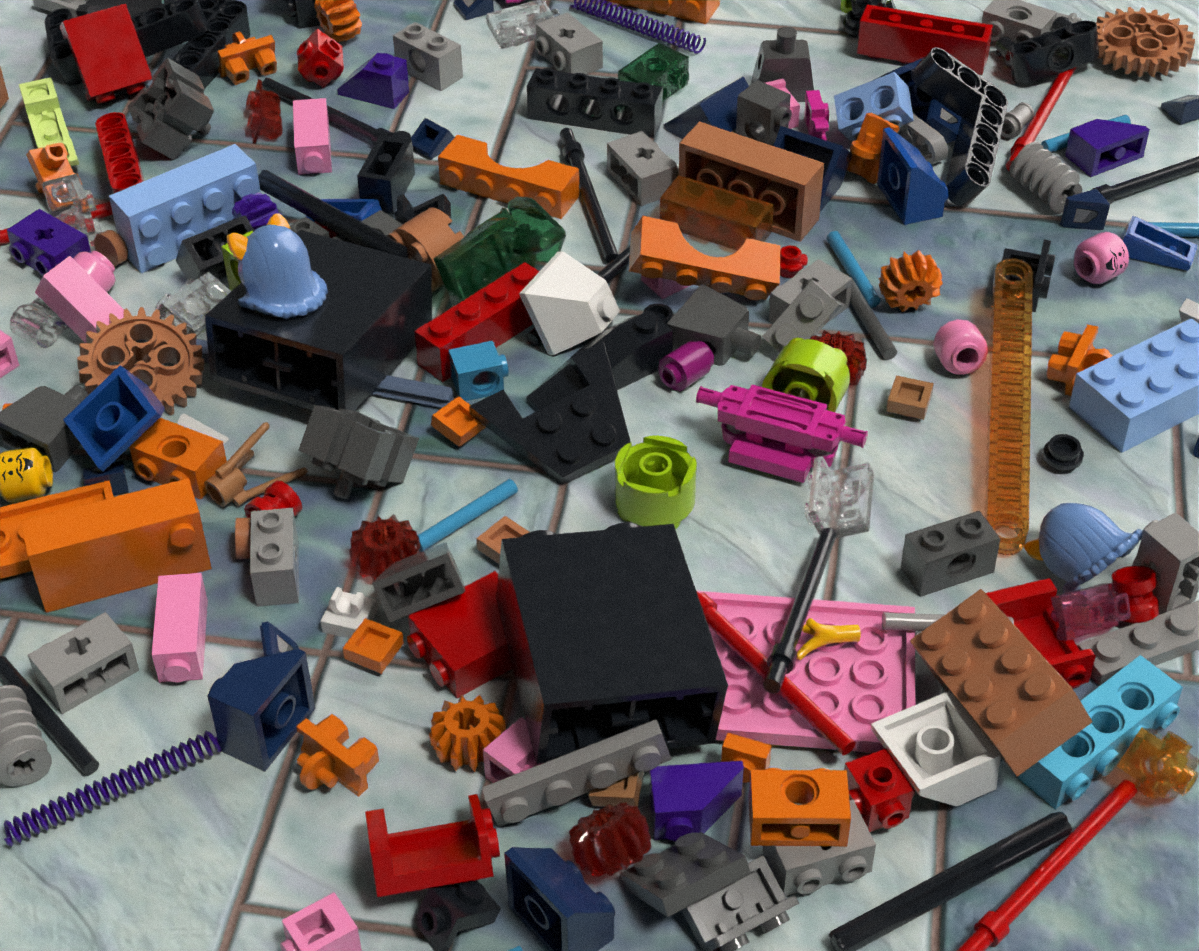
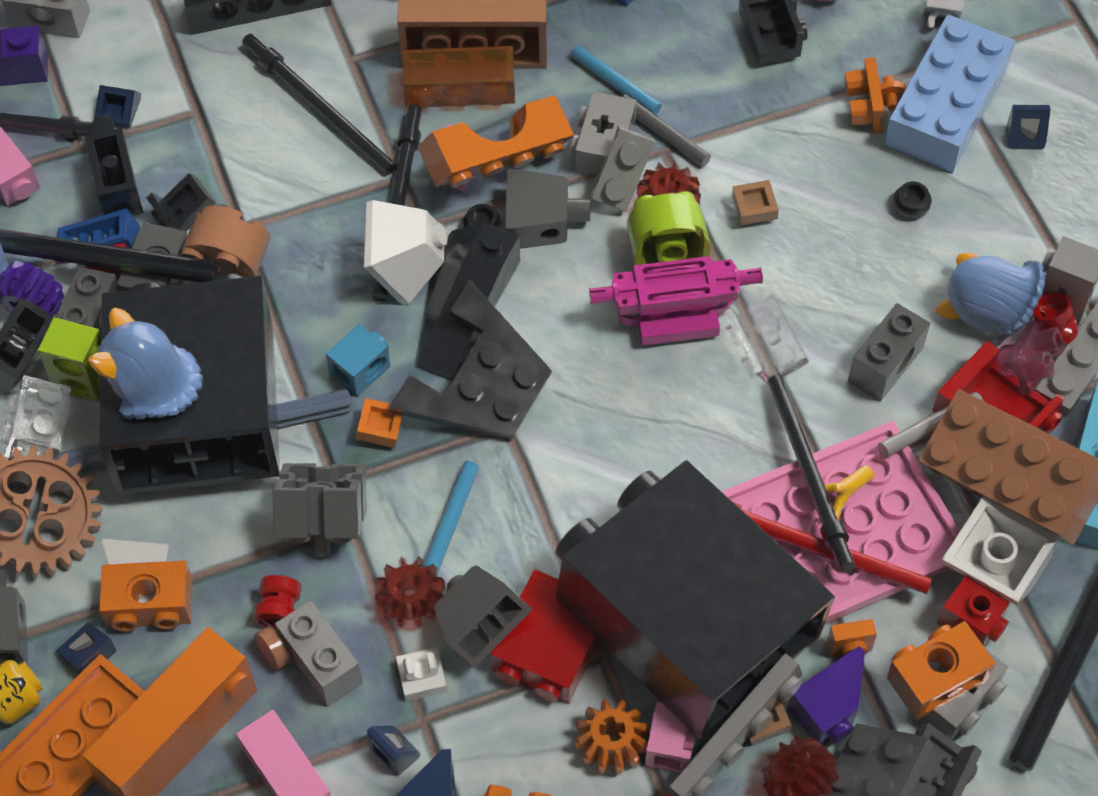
camera: 30 degrees left, 15 degrees up
(114, 416) = (70, 590): blue slope -> none
(229, 481) = (212, 595): medium nougat plant -> none
(373, 645) = (468, 694): orange plate -> none
(470, 169) = (273, 120): orange arch -> none
(485, 316) = (327, 302): red brick -> none
(490, 541) = (510, 529): nougat plate -> none
(491, 248) = (297, 219): clear green plate -> none
(640, 167) = (353, 51): light grey brick -> none
(655, 482) = (604, 404): lime brick -> none
(686, 365) = (542, 261): magenta brick -> none
(791, 261) = (563, 92): red plate -> none
(910, 281) = (685, 77): orange gear -> none
(960, 347) = (767, 128): bright pink head -> none
(1010, 404) = (843, 168): clear orange gear -> none

